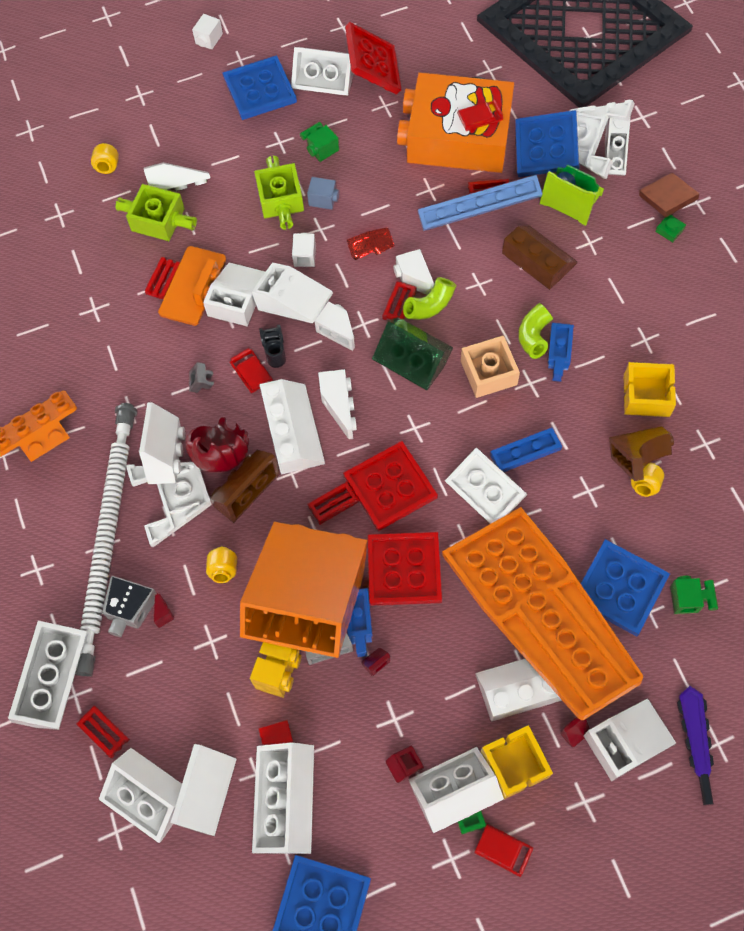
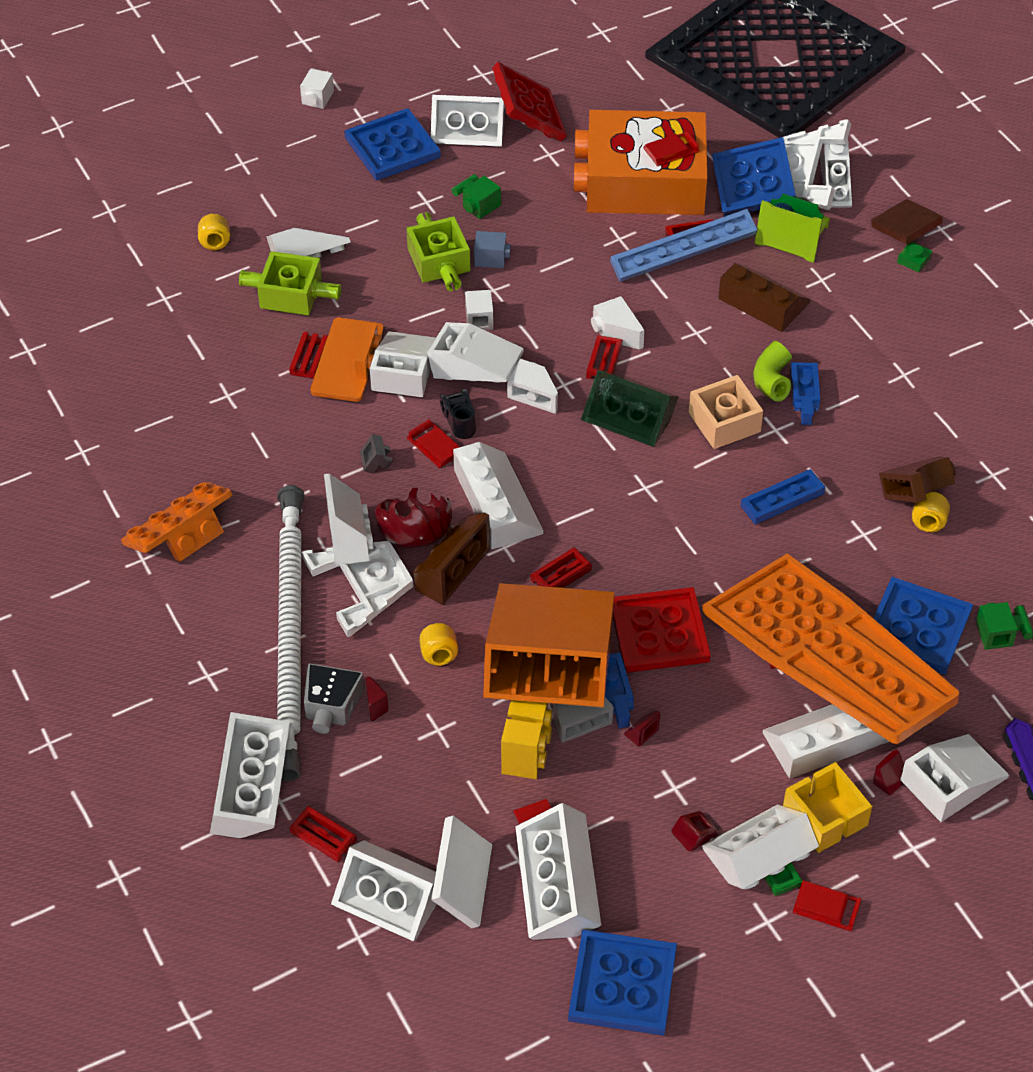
camera: 10 degrees left, 15 degrees down
(334, 395) = (545, 461): white slope -> none
(365, 243) = (556, 296): clear red slope -> none
(390, 485) = (627, 546): red plate -> none
(432, 303) = (643, 355): lime cylinder -> none
(485, 487) = (741, 536): white tile -> none
(649, 389) = (917, 419): yellow piece -> none

